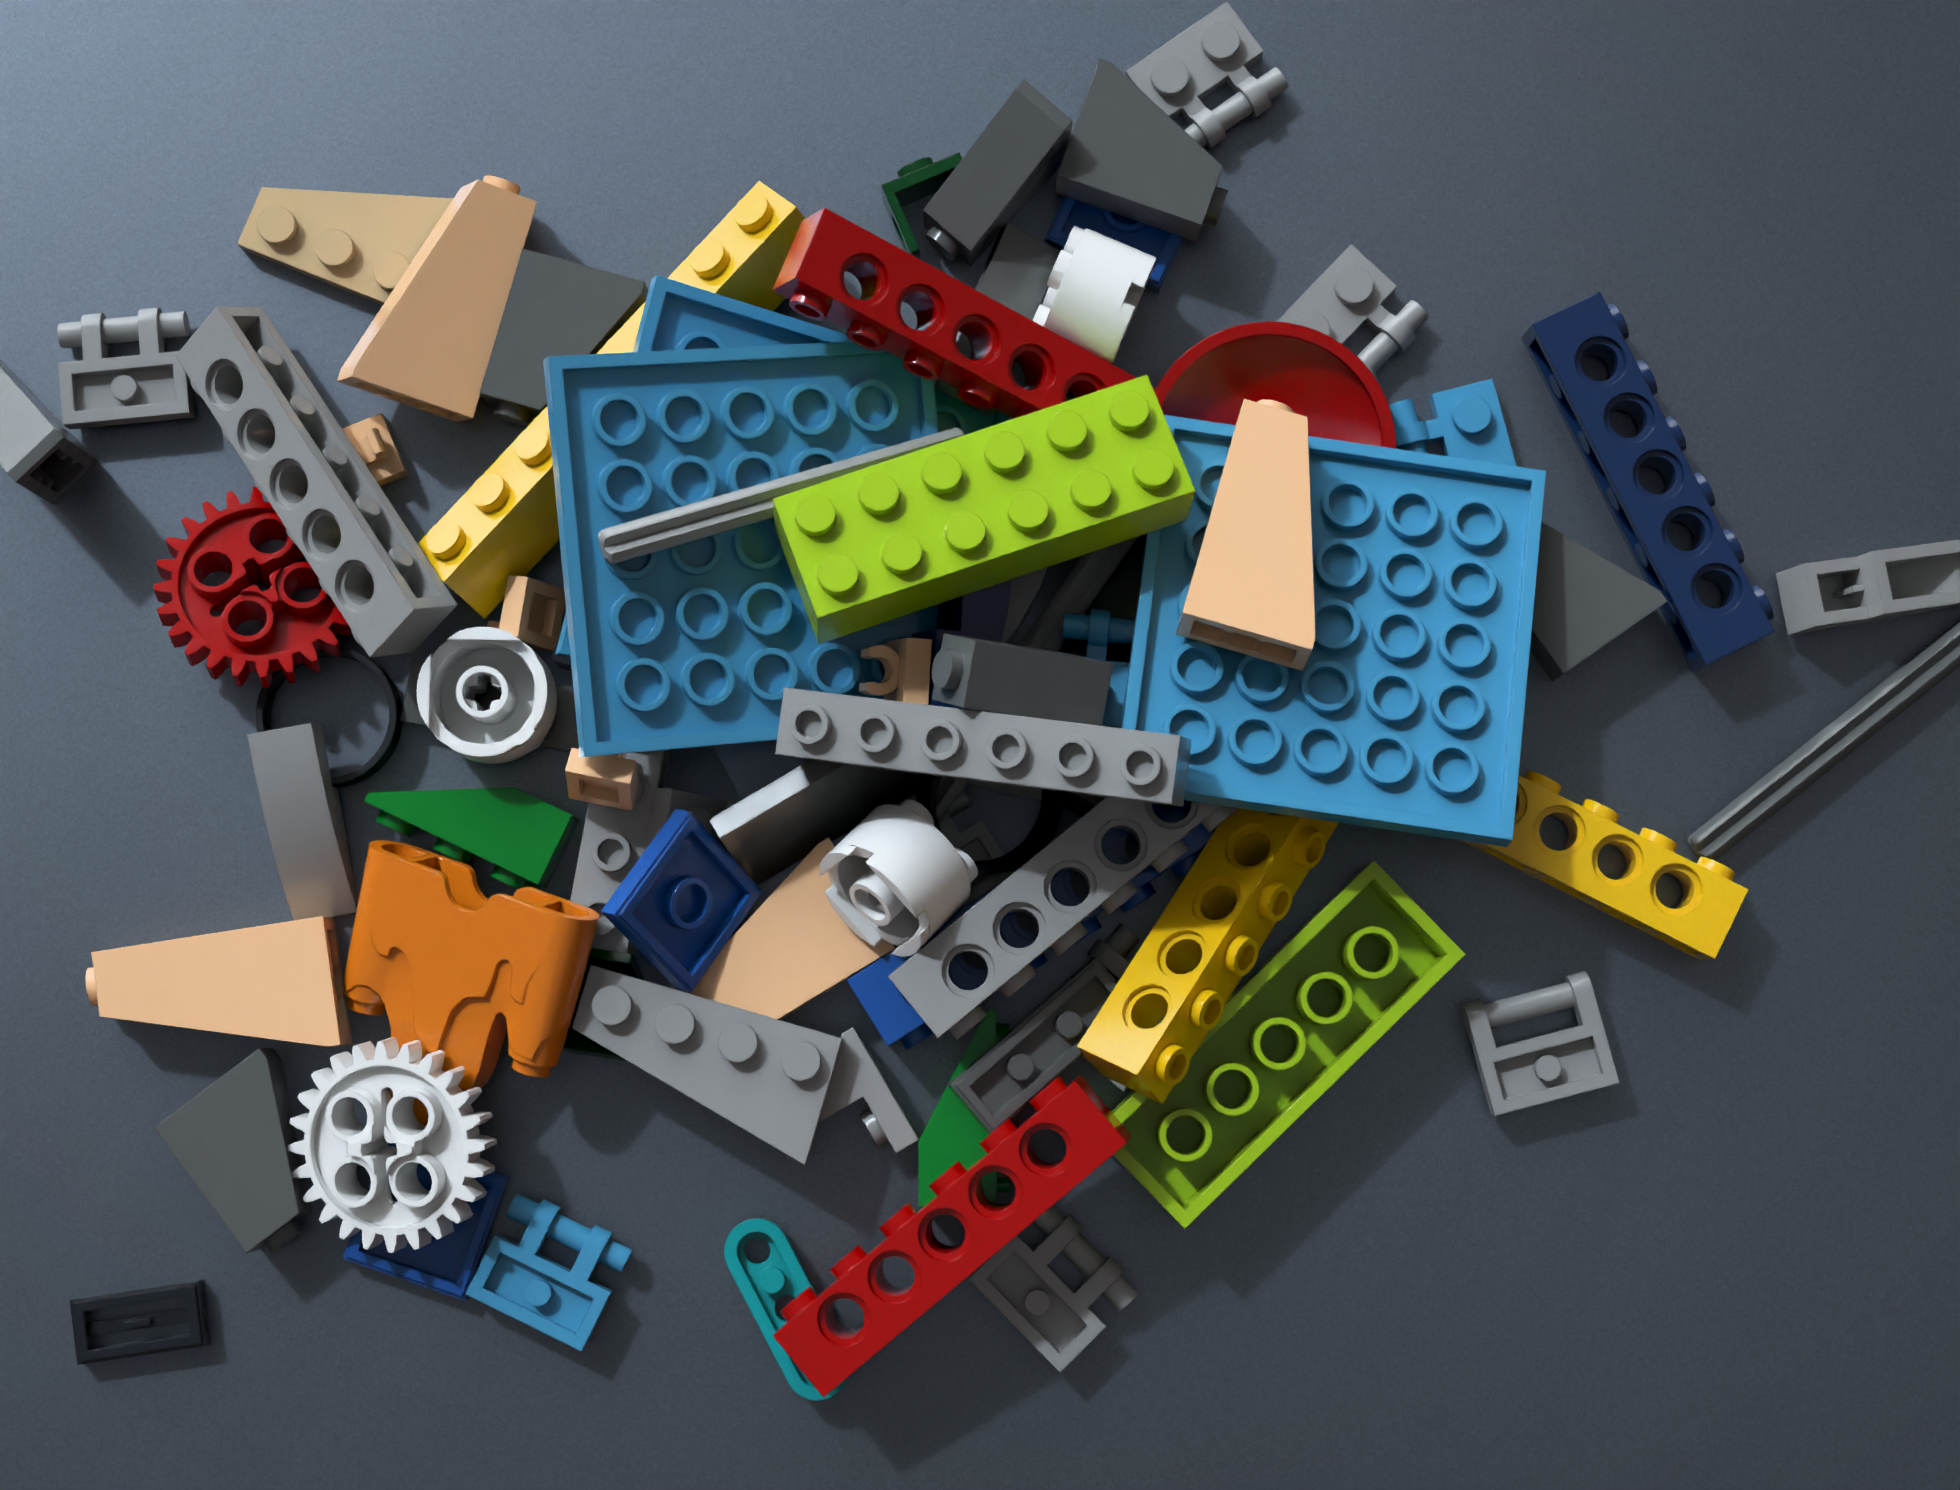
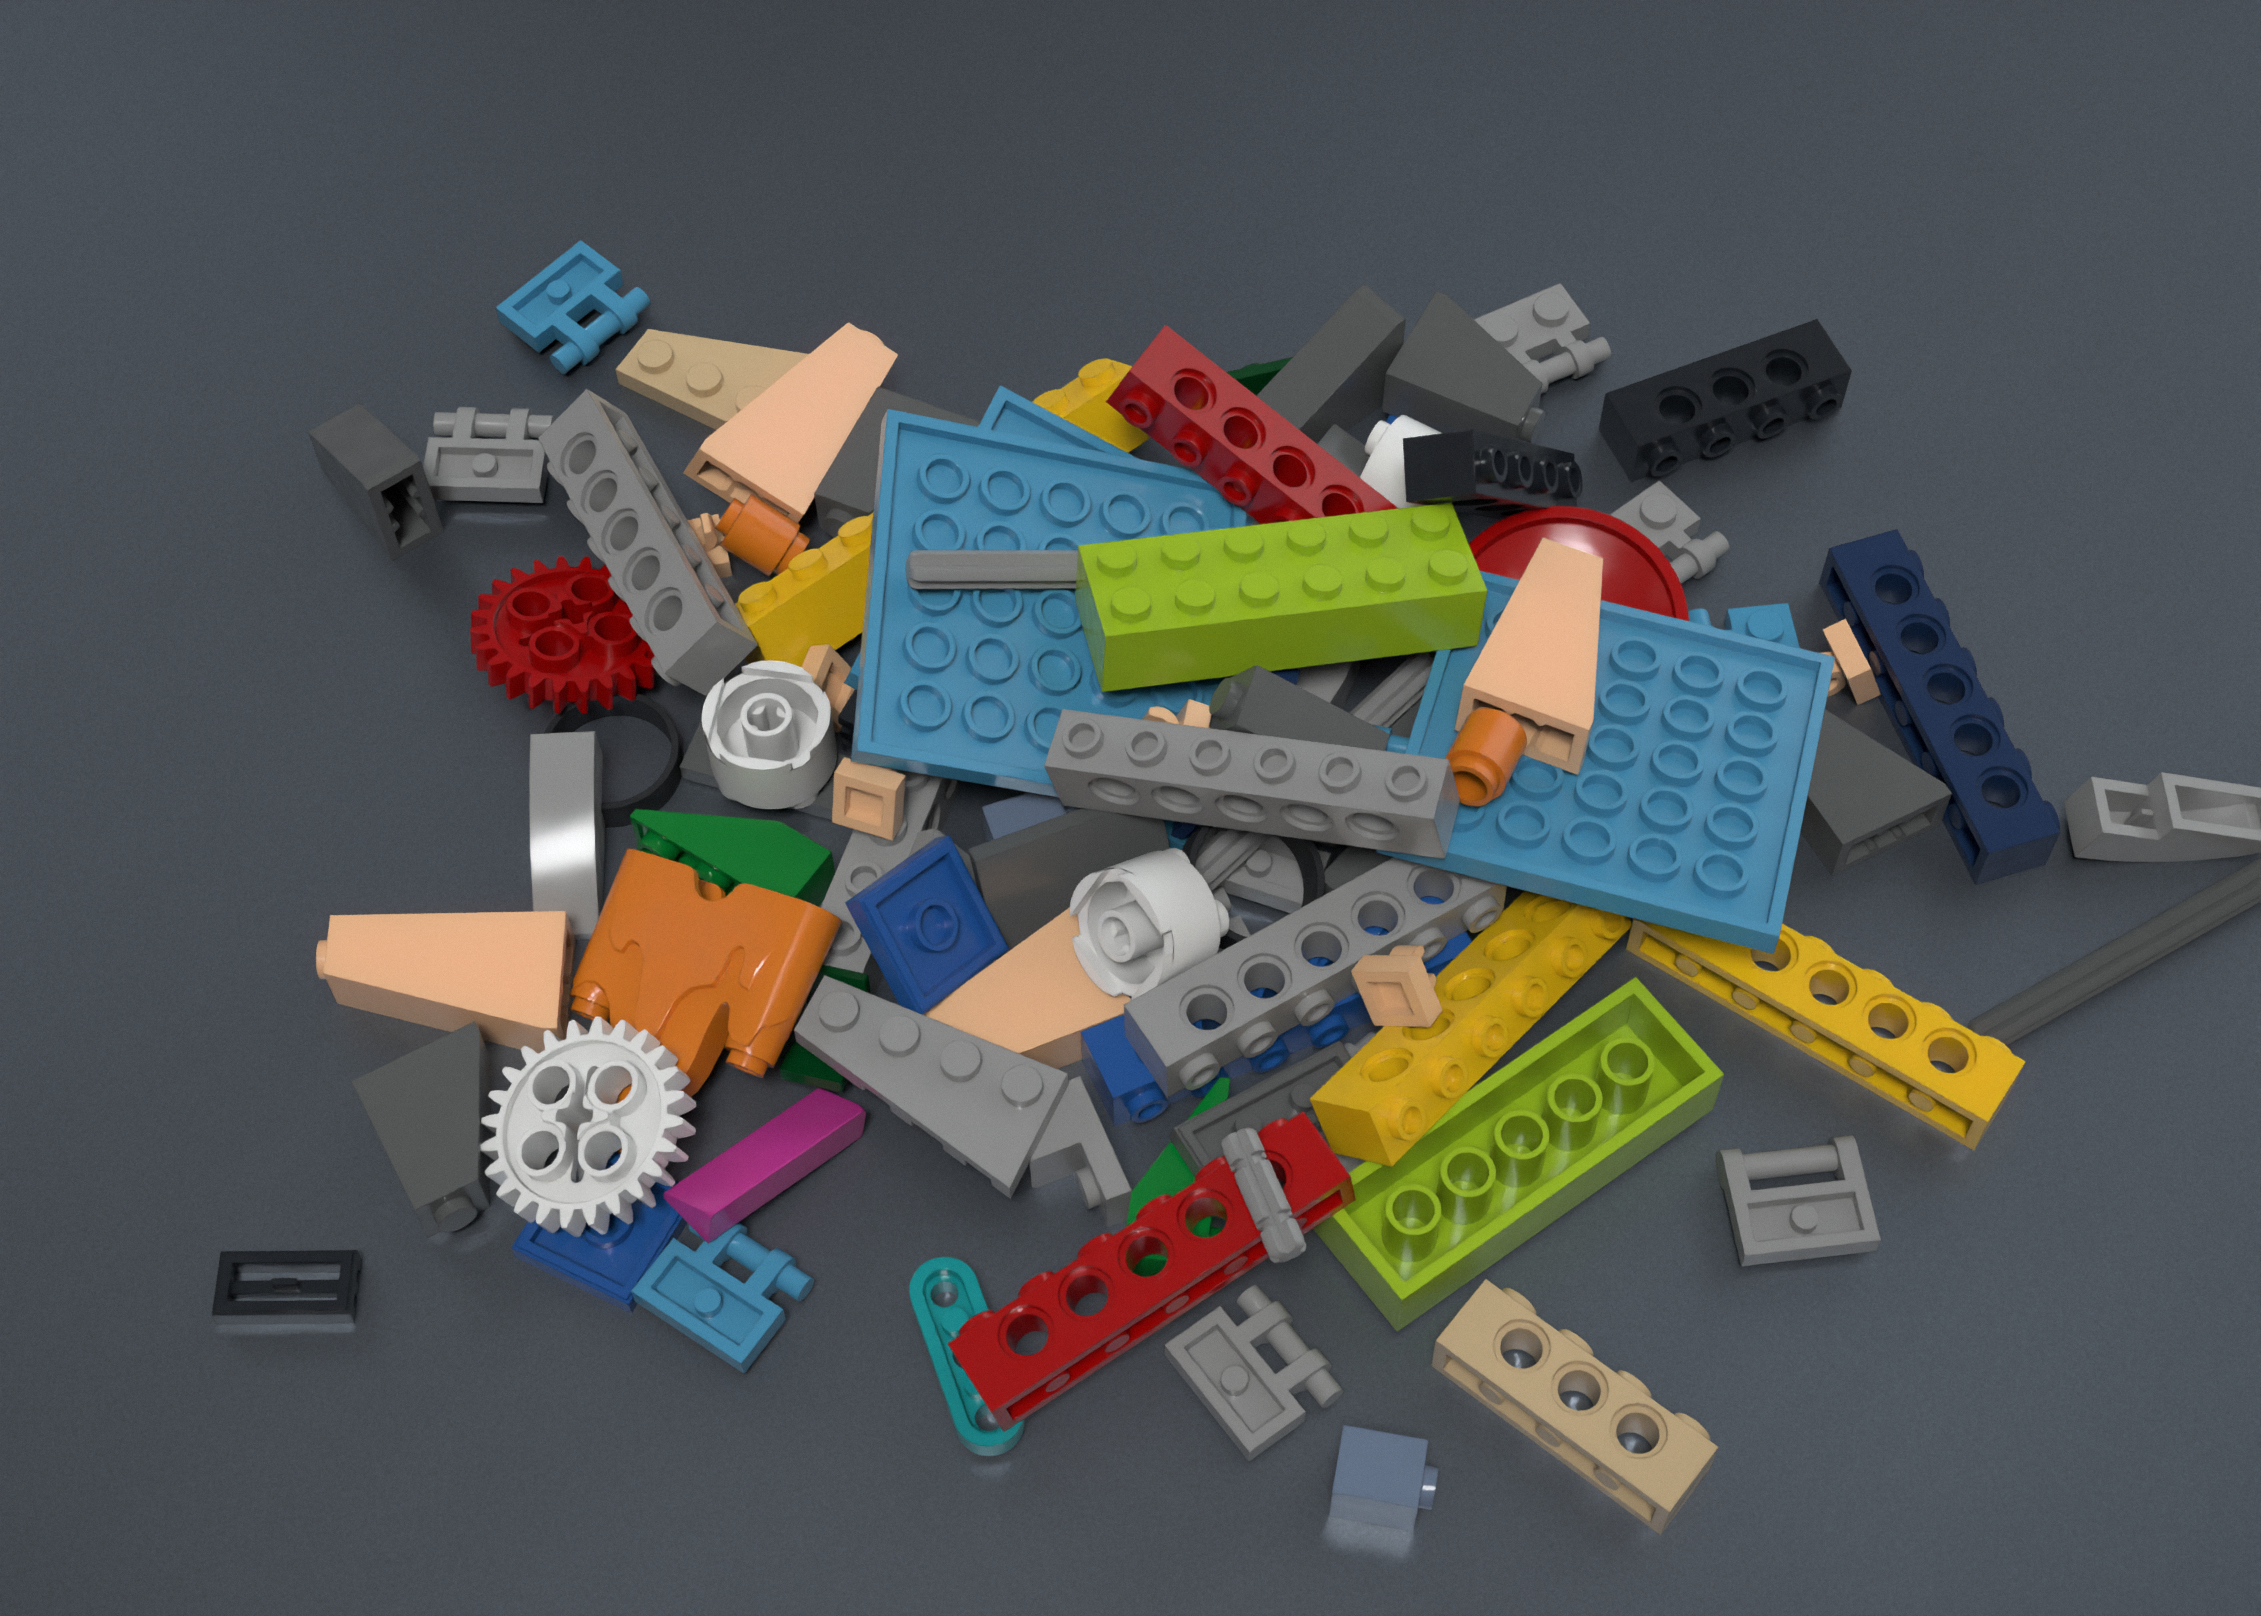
camera: 10 degrees right, 25 degrees down
(159, 158) = (563, 295): none -> dark azure plate
(433, 442) = (761, 535): none -> orange brick
(565, 1144) = (766, 1162): none -> dark pink slope
(1048, 1177) = (1263, 1195): none -> light grey axle
(1150, 919) = (1398, 988): none -> light nougat tile
(1182, 314) = (1488, 473): none -> black brick
(1183, 1379) = (1382, 1478): none -> sand blue brick
(1209, 682) = (1485, 755): none -> orange brick
(1429, 1348) = (1586, 1441): none -> tan brick
(1488, 76) = (1724, 400): none -> black brick
(1554, 449) = (1849, 664): none -> light nougat tile

